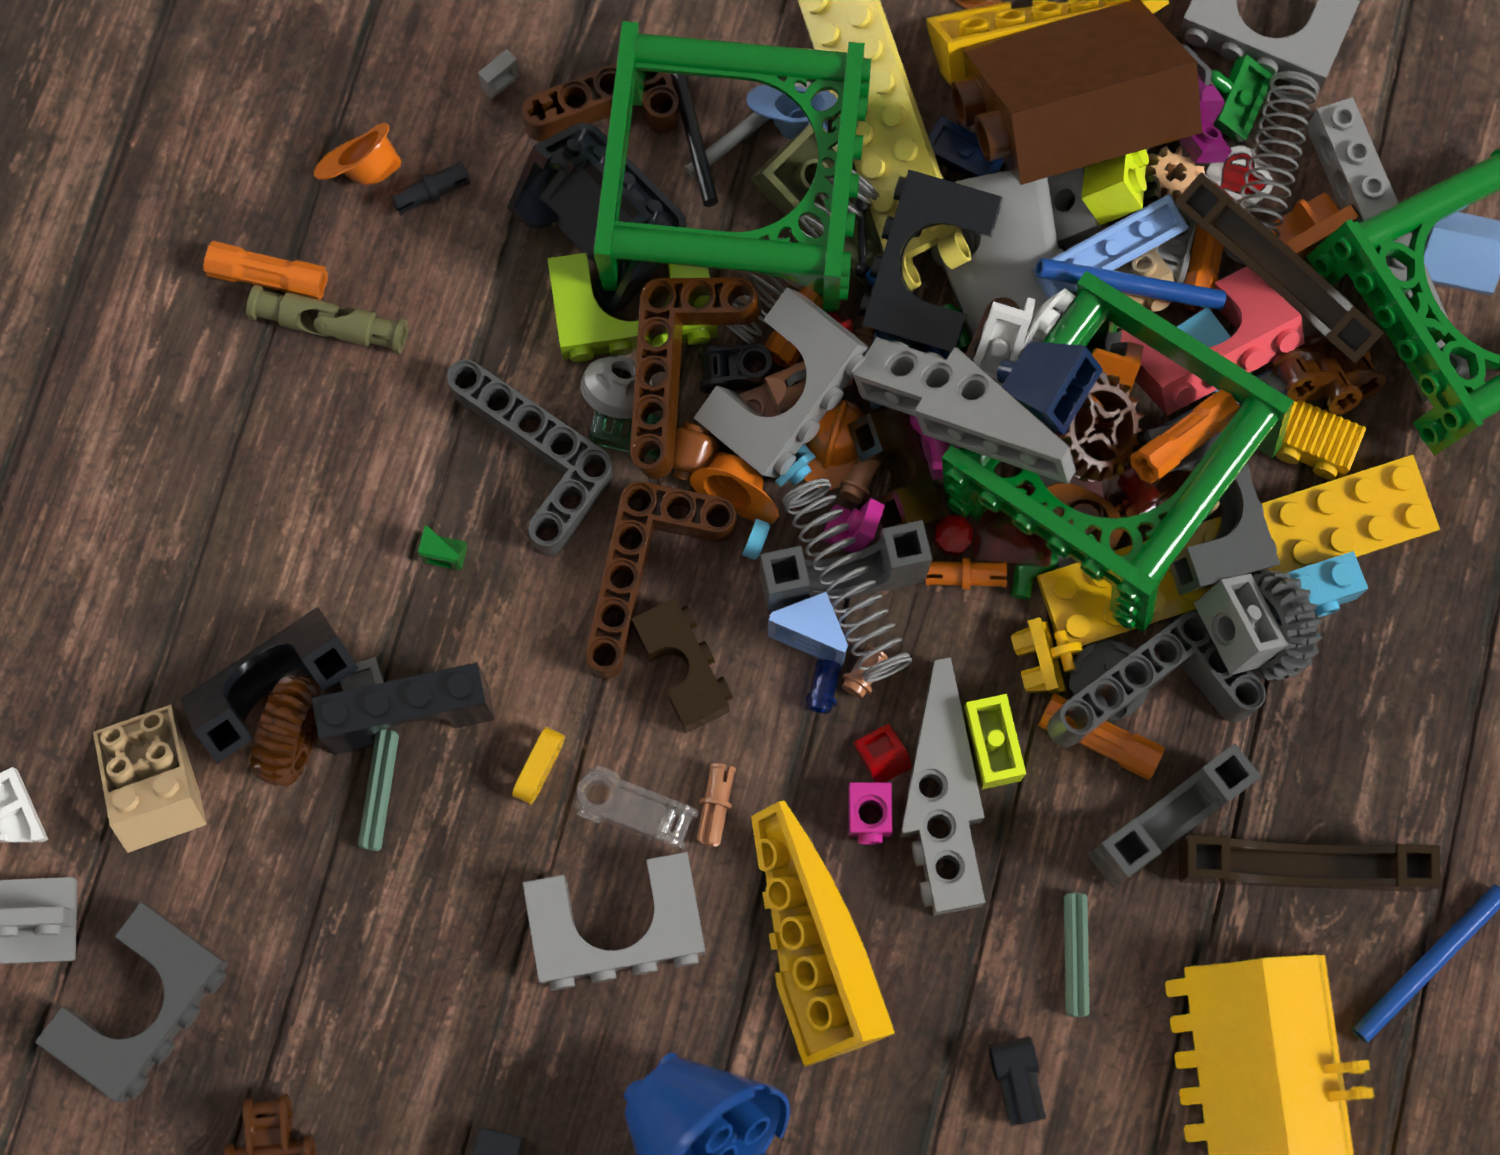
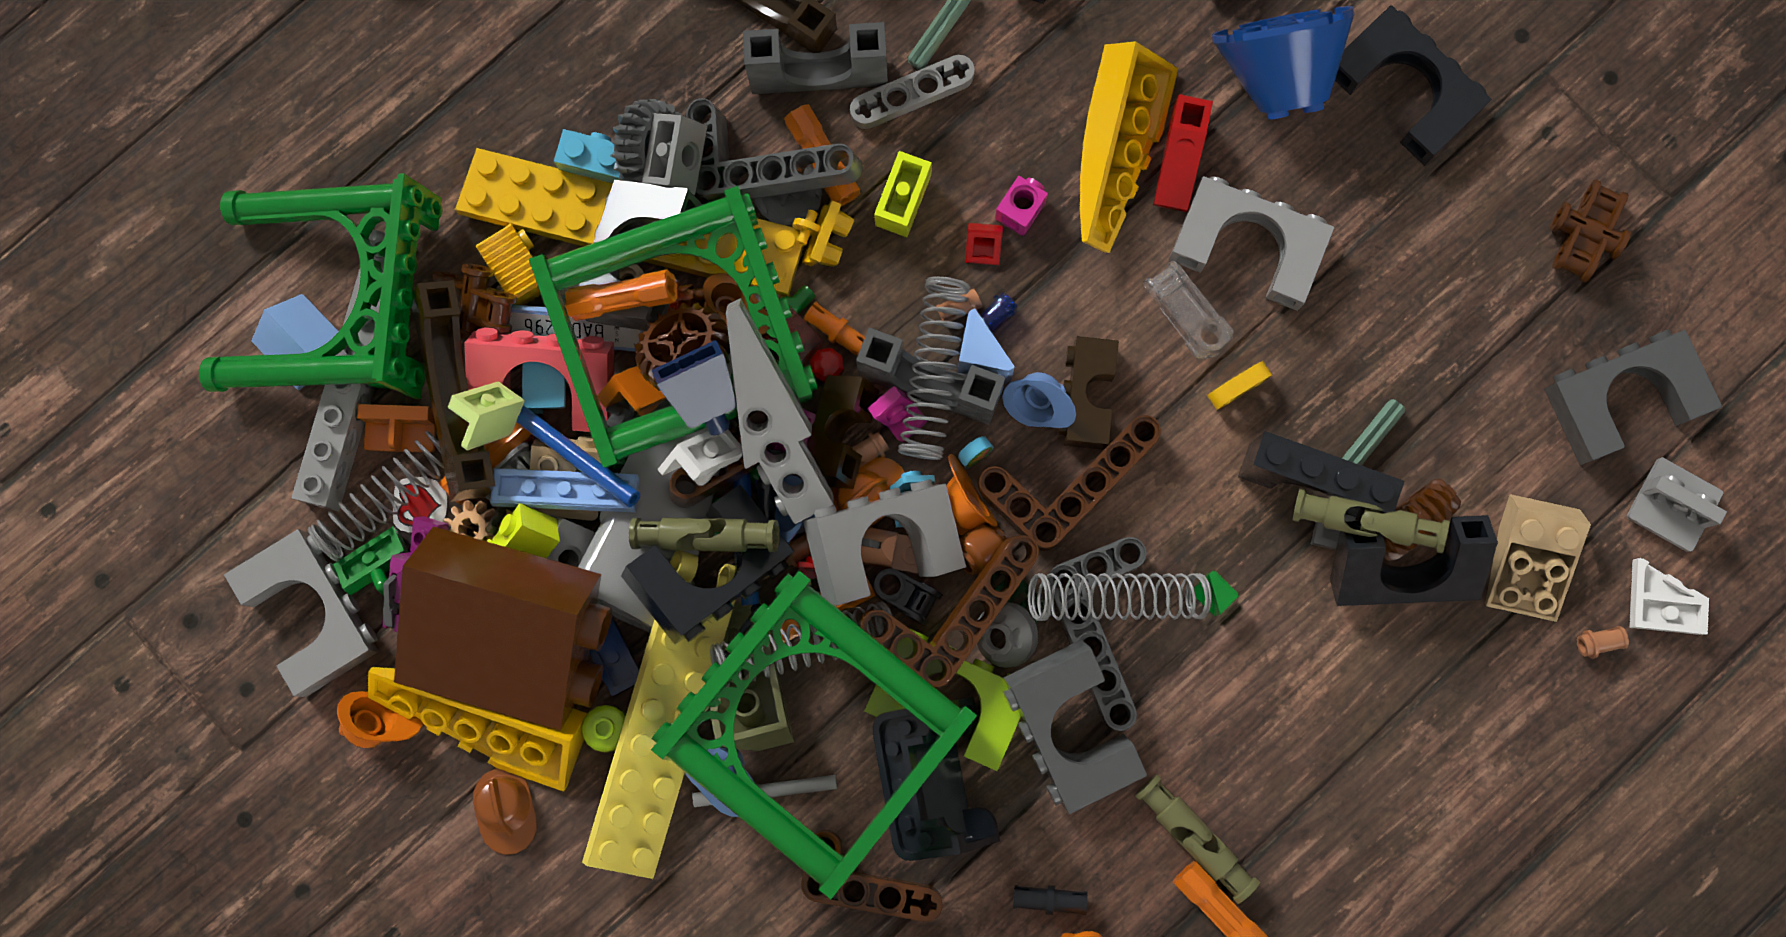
camera: 140 degrees left, 5 degrees up
(37, 736) = (1598, 642): none -> nougat pin
(310, 680) = (1397, 526): none -> olive piece
(470, 548) = (1049, 595): none -> light grey piece
(473, 300) = (1037, 695): none -> dark grey arch
(695, 140) = (820, 792): black bar -> none
(715, 804) = (1127, 279): nougat axle -> none
(726, 623) = (1039, 402): none -> medium blue piece
(741, 967) = (1182, 152): none -> red slope
(929, 84) = (603, 727): none -> lime head
(944, 757) = (943, 209): light grey brick -> none
(970, 268) = (698, 534): none -> olive piece
(1046, 316) = (651, 461): white dish -> none
(1053, 860) = (914, 96): none -> light grey beam
(1232, 264) = (490, 413): none -> yellowish green panel

